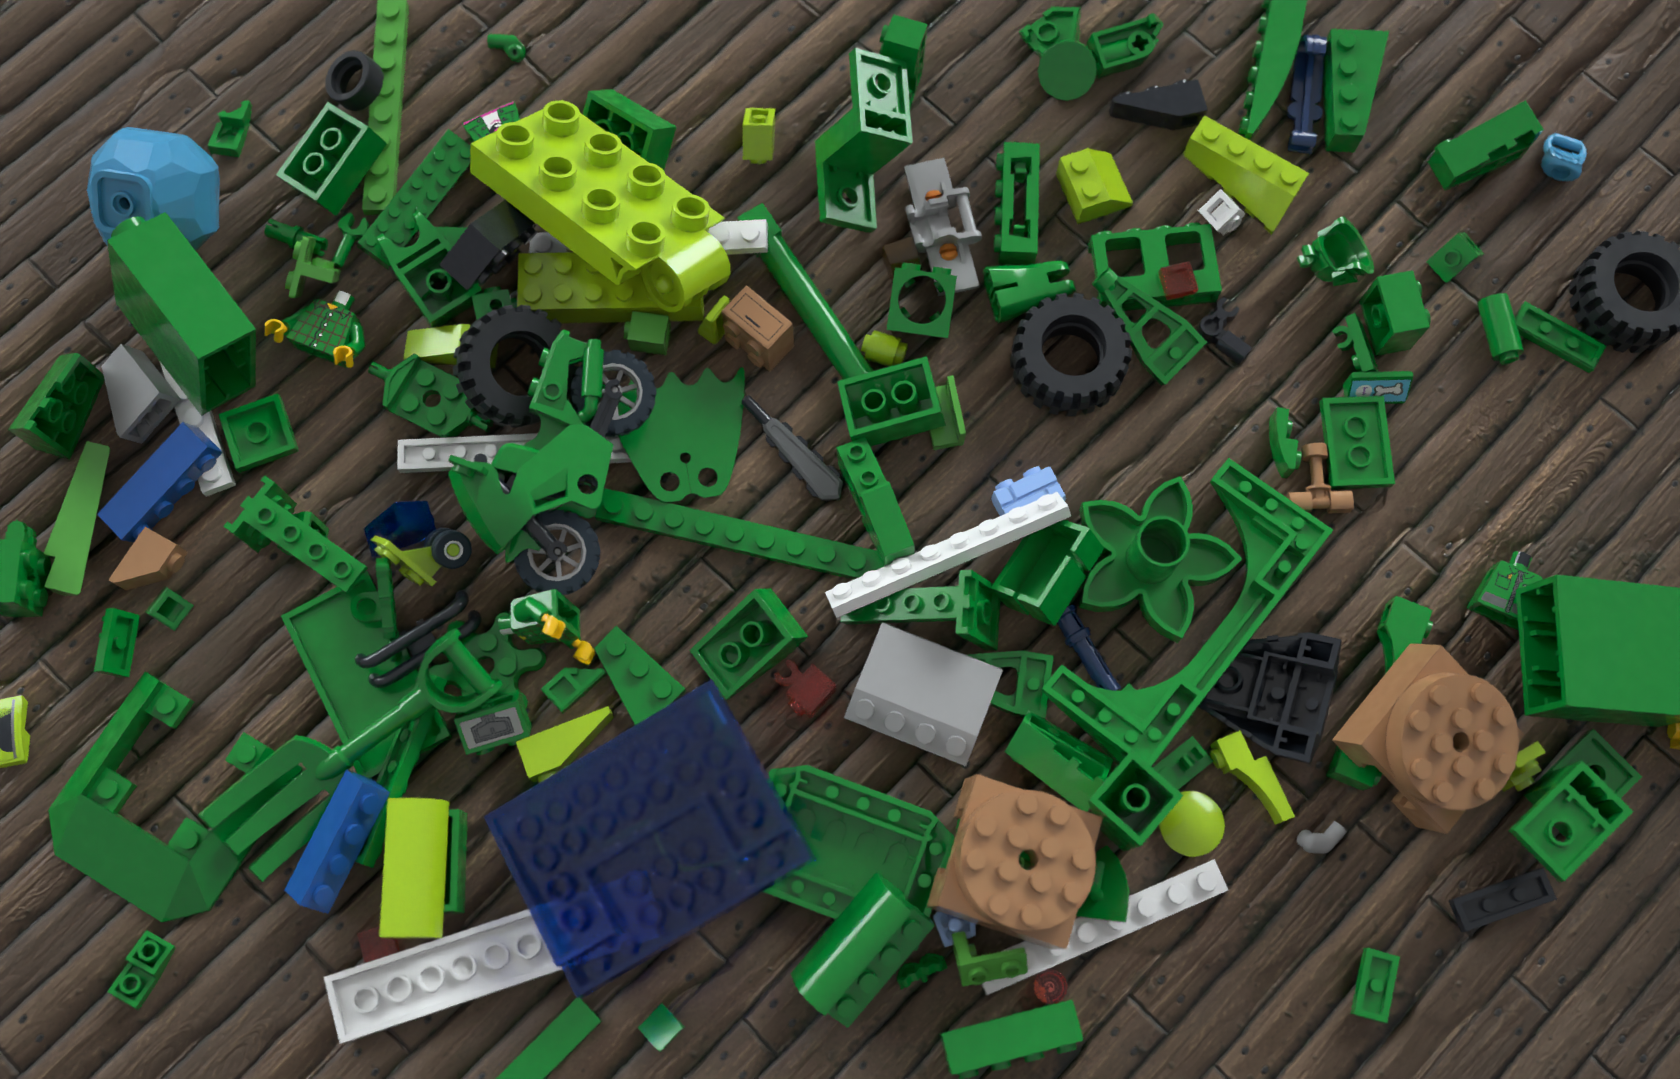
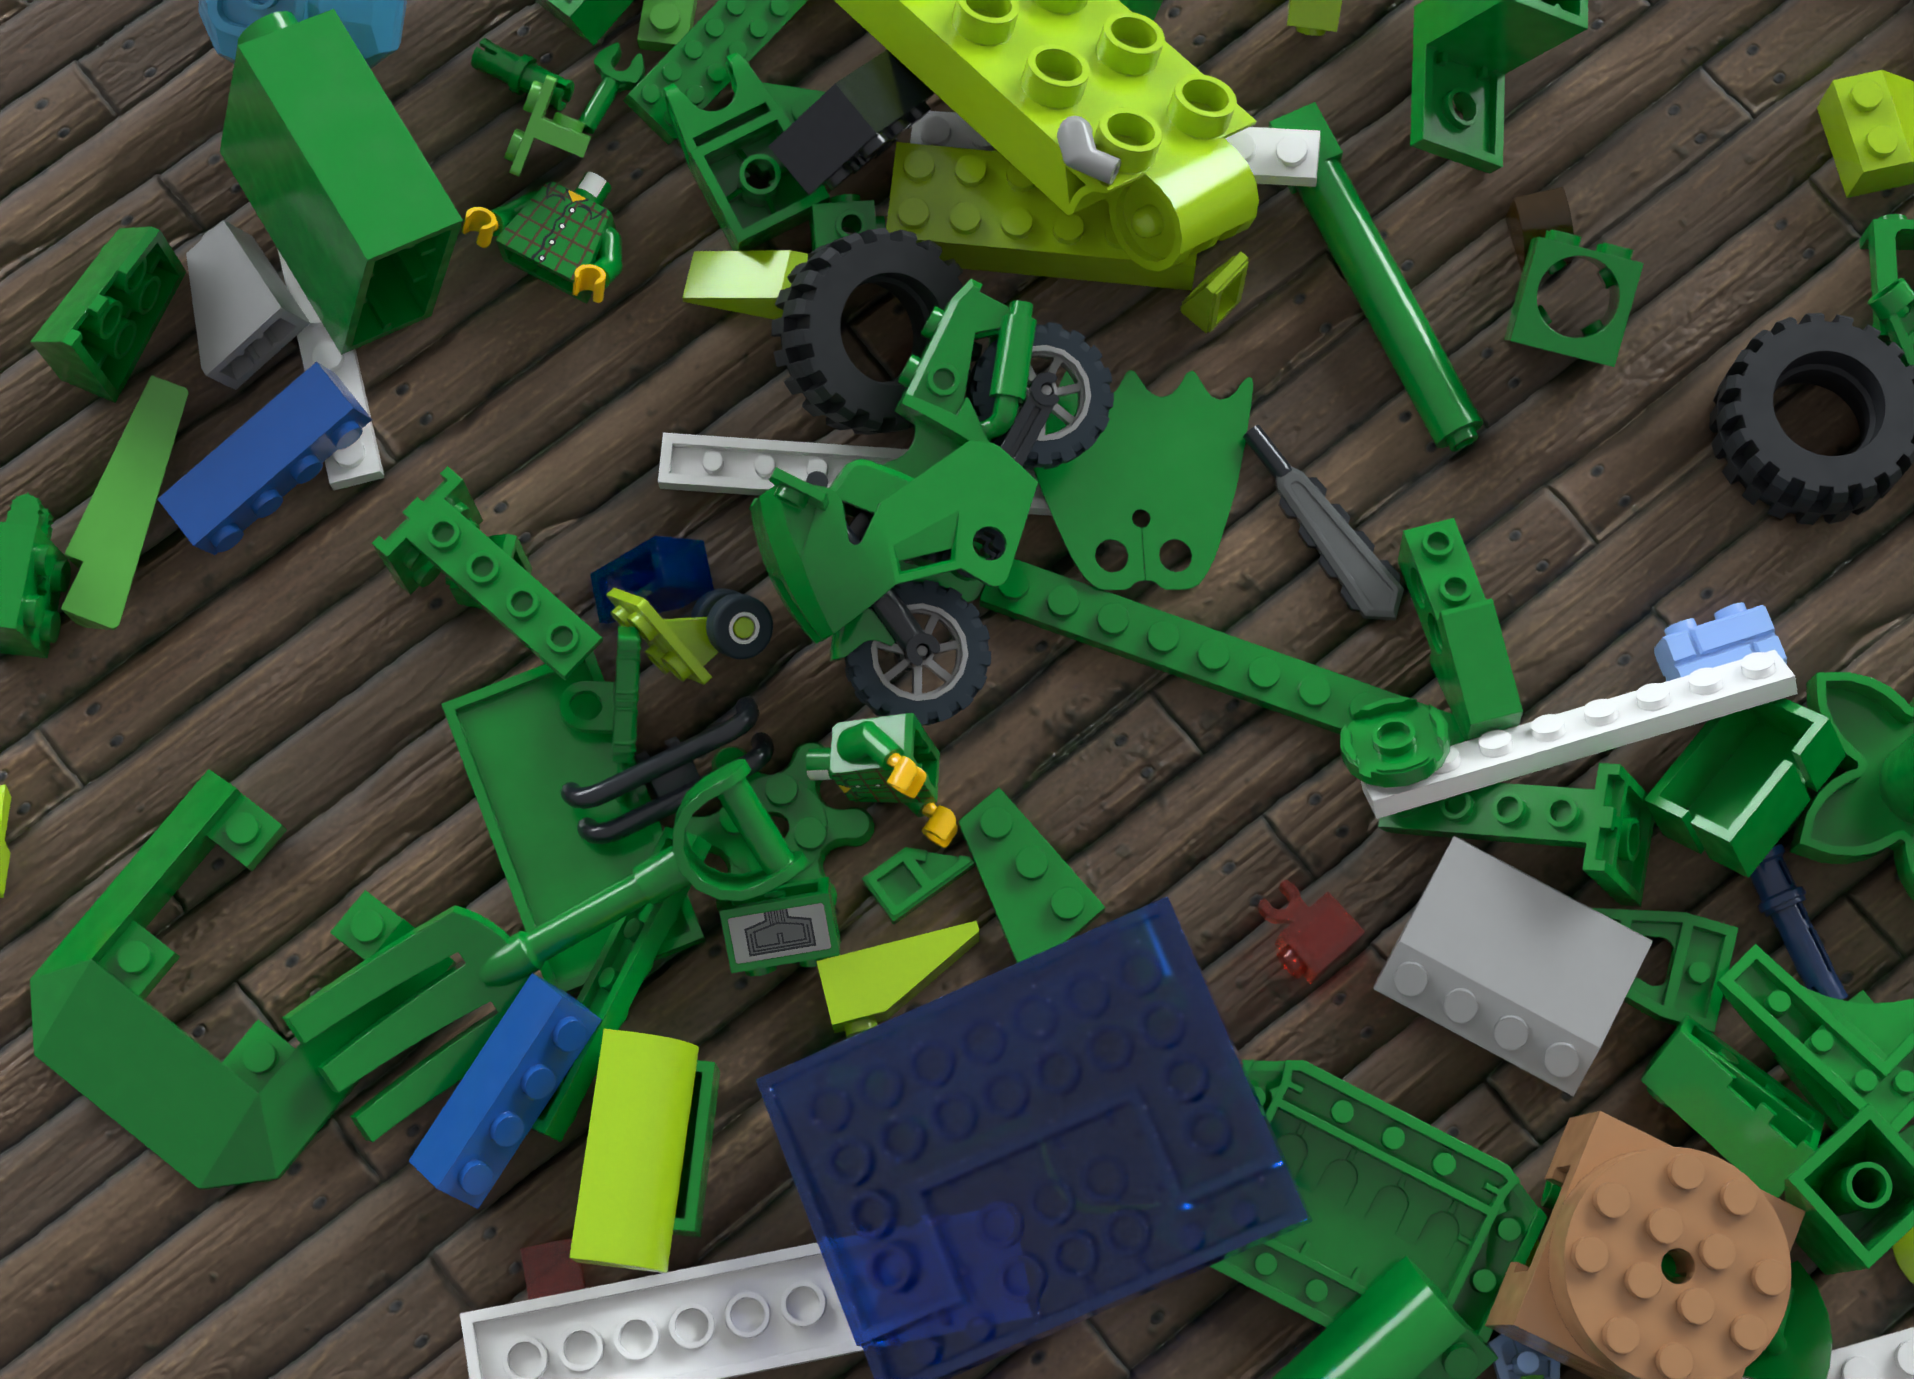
camera: 10 degrees right, 0 degrees up
(117, 643) = (168, 716): green plate -> none
(143, 970) = (161, 1264): green slope -> none
(148, 561) = (233, 587): medium nougat slope -> none
(169, 608) = (257, 669): green slope -> none
(258, 433) = (432, 394): green plate -> none
(408, 389) = (697, 338): green plate -> none
(617, 249) = (1080, 151): none -> light grey arm
(648, 332) = (1098, 300): bright green brick -> none
(748, 642) = (1221, 840): green slope -> none
(757, 329) = (1287, 315): medium nougat brick -> none
(842, 572) = (1395, 742): none -> green tile
(884, 348) = (1497, 373): lime brick -> none
(891, 402) = (1505, 465): green slope -> none
(930, 223) = (1596, 171): light grey piece -> none
(954, 432) = (1589, 497): bright green panel -> none
(1017, 158) = (1763, 77): green brick -> none
(1018, 288) = (1740, 296): green piece -> none

